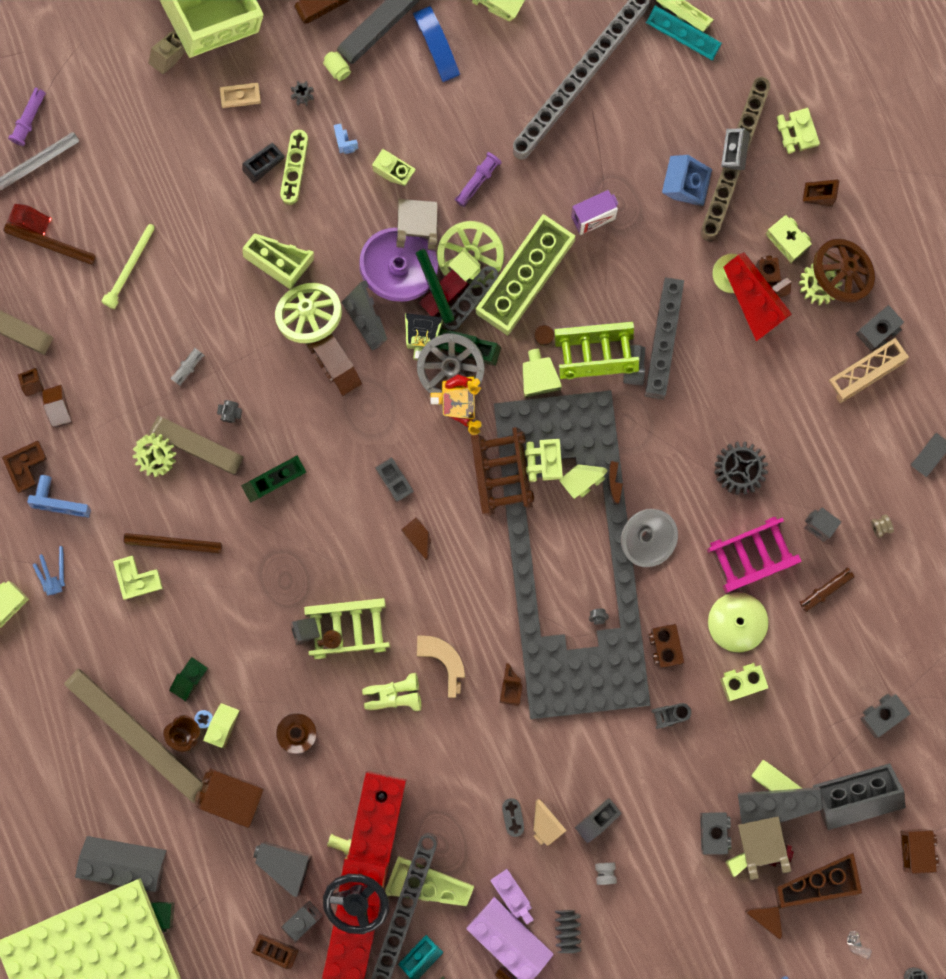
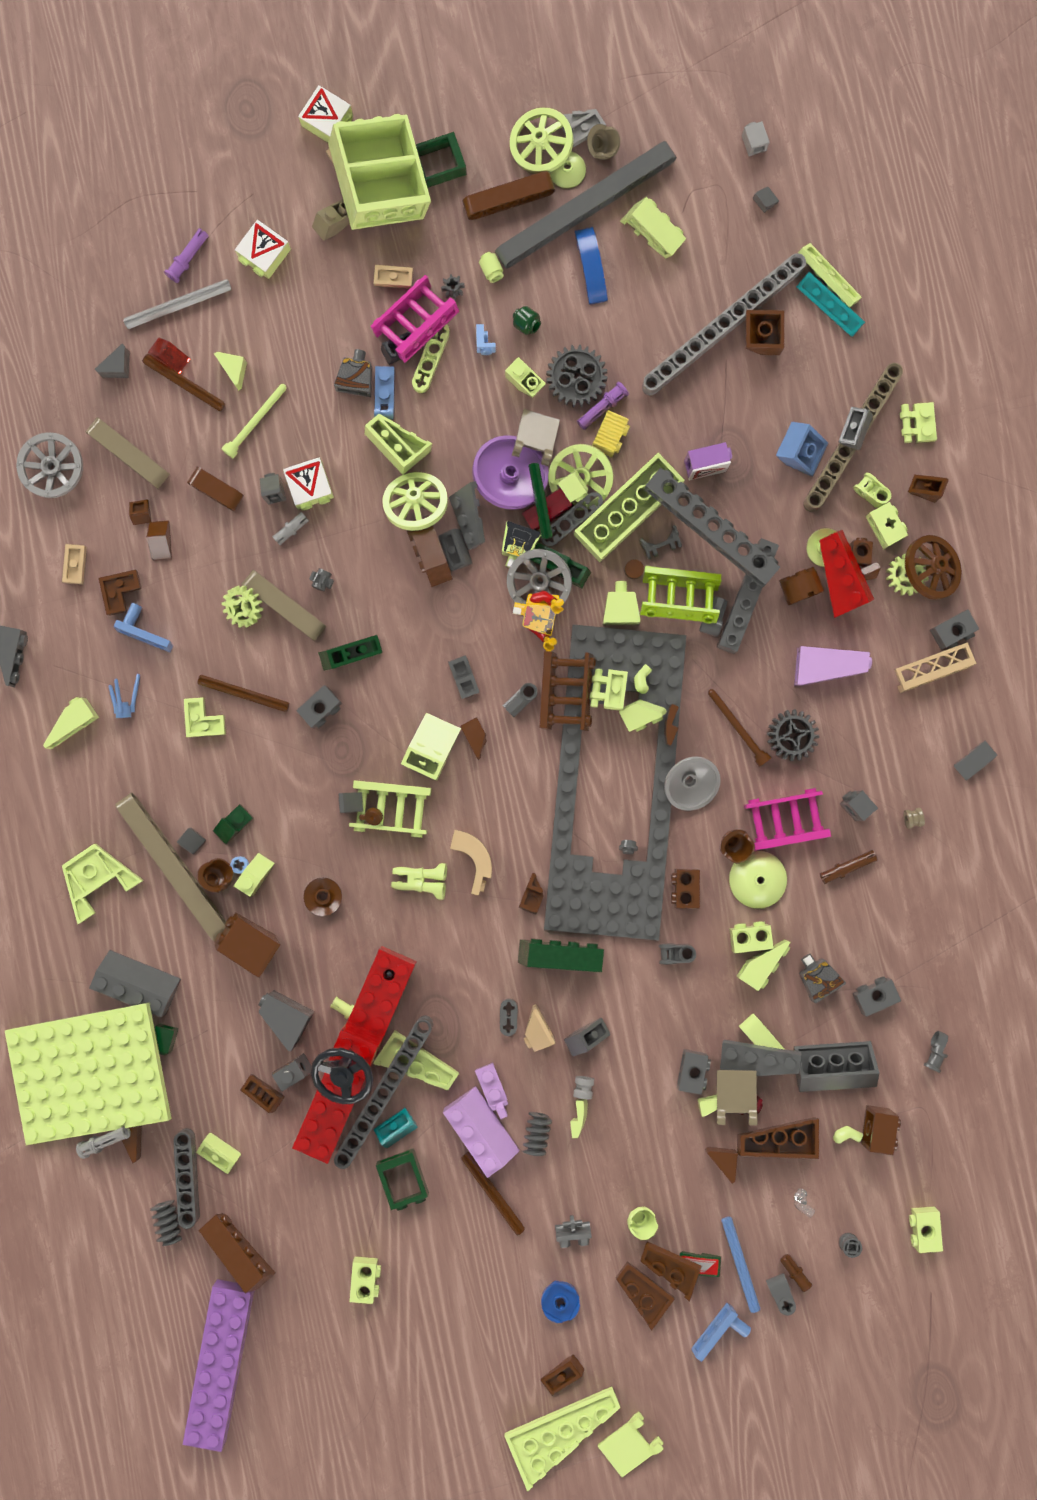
camera: 10 degrees right, 5 degrees up
(51, 759) = (89, 872): none -> yellowish green wing
(97, 217) = (234, 367): none -> yellowish green slope
(103, 96) = (262, 249): none -> piece
(103, 342) = (215, 488): none -> reddish brown beam
(149, 704) = (191, 840): none -> dark grey slope
(161, 330) = (272, 488): none -> dark grey slope
(197, 318) = (308, 484): none -> piece
(222, 200) = (355, 375): none -> torso
(254, 210) = (384, 391): none -> medium blue plate
(254, 529) = (308, 709): none -> dark grey brick
(279, 147) = (427, 330): none -> dark pink fence
(359, 353) = (455, 549): none -> dark grey slope
(375, 557) = (431, 746): none -> yellowish green slope
(383, 111) = (526, 320): none -> dark green head
(448, 138) = (570, 391): none -> dark grey gear
(456, 491) = (519, 700): none -> dark grey piece
(491, 205) = (610, 433): none -> light yellow brick
(553, 742) = (560, 956): none -> dark green wedge
(574, 444) = (640, 679): none -> yellowish green arm
(577, 294) = (674, 536): none -> dark grey piece
(608, 912) = (578, 1123): none -> yellowish green slope
(618, 286) = (714, 538): none -> dark grey brick
(624, 73) = (765, 331): none -> reddish brown slope
(709, 591) = (737, 846): none -> reddish brown helmet
(713, 496) = (760, 756): none -> reddish brown piece
(716, 316) = (801, 585): none -> reddish brown brick
(757, 713) = (759, 967): none -> yellowish green slope
(760, 389) = (826, 664): none -> lavender slope
(766, 206) = (872, 489): none -> yellowish green piece
(822, 709) = (819, 978): none -> torso
(885, 863) = (845, 1133): none -> yellowish green arm

